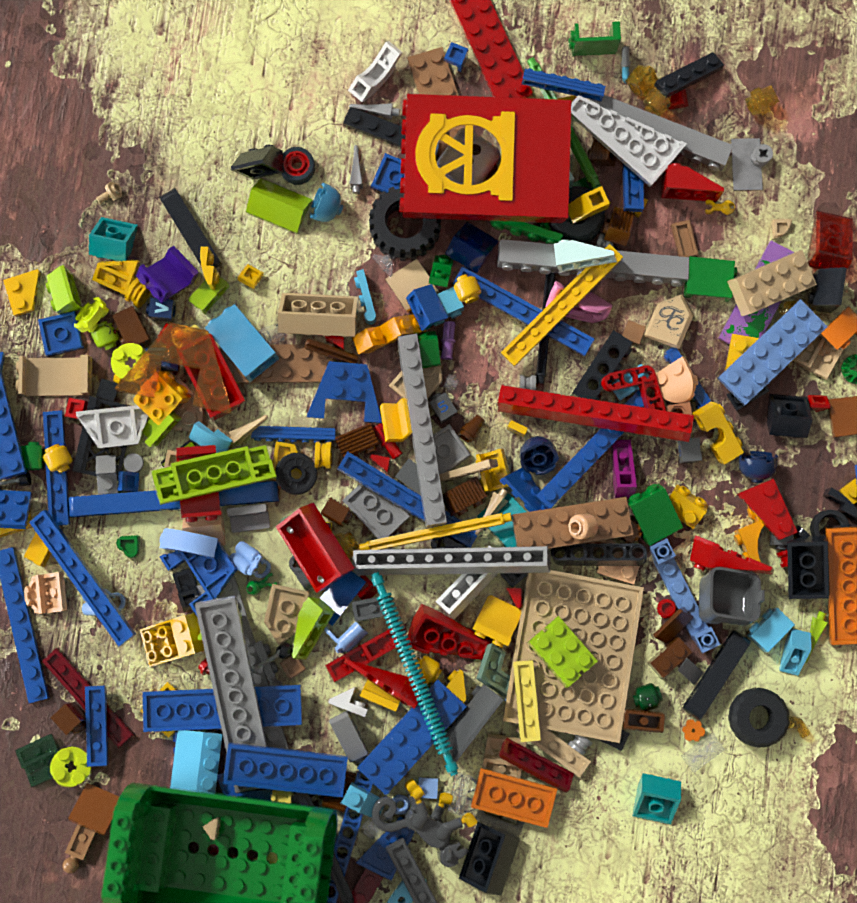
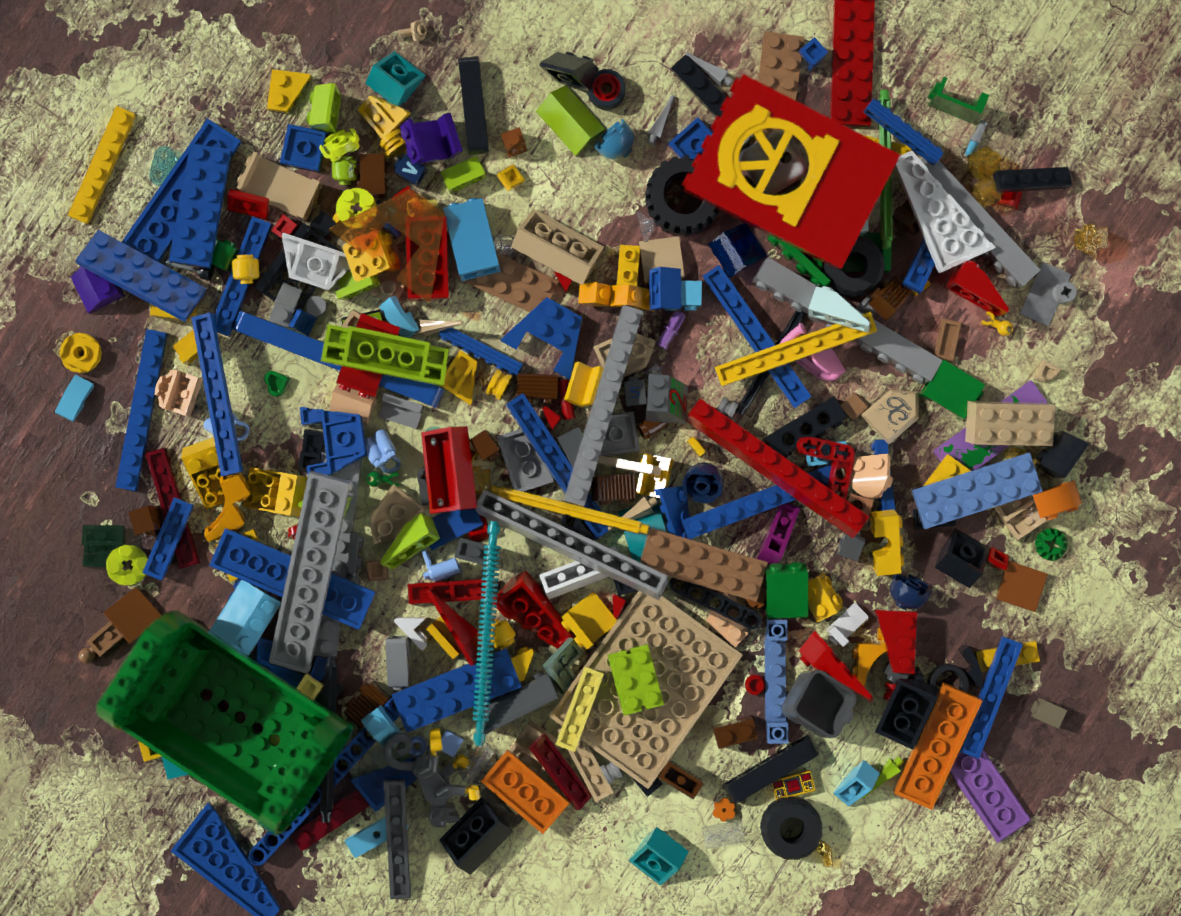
camera: 30 degrees right, 5 degrees up
(34, 403) = (248, 204): none -> red plate
(105, 654) = (204, 471): none -> yellow slope
(142, 679) = (231, 517): none -> light orange arch
(188, 542) = (332, 408): light blue arch -> none
(210, 273) = (472, 158): yellow slope -> none
(212, 828) = (231, 686): tan slope -> none
(239, 245) = (514, 142): none -> dark orange brick
(282, 651) = (374, 552): hinge -> none
(285, 769) = (324, 664): blue plate -> none
(292, 485) = (455, 381): black wheel -> none
(330, 351) = (552, 288): reddish brown axle -> none
(365, 298) = (611, 251): medium azure plate -> none
(377, 73) = (727, 34): white arch -> none
(385, 301) = (628, 265): none -> yellow brick
(429, 349) = (648, 330): green slope -> none
(441, 270) = (696, 259): green slope -> none
(467, 289) = (712, 290): yellow head -> none
(472, 400) = (666, 399): none -> dark grey slope
(583, 526) = (711, 572): light nougat head -> none
(588, 205) = (868, 264): yellow slope -> none
(648, 697) = (696, 759): dark green head -> none
(673, 625) = (753, 704): reddish brown slope -> none
(690, 671) = (748, 754): light grey sticker -> none
(719, 519) = (846, 625): none -> white bracket
(742, 679) = (793, 785): none -> tile
(770, 629) = (843, 751): medium azure brick -> none
(831, 241) = (1088, 409): clear red slope -> none

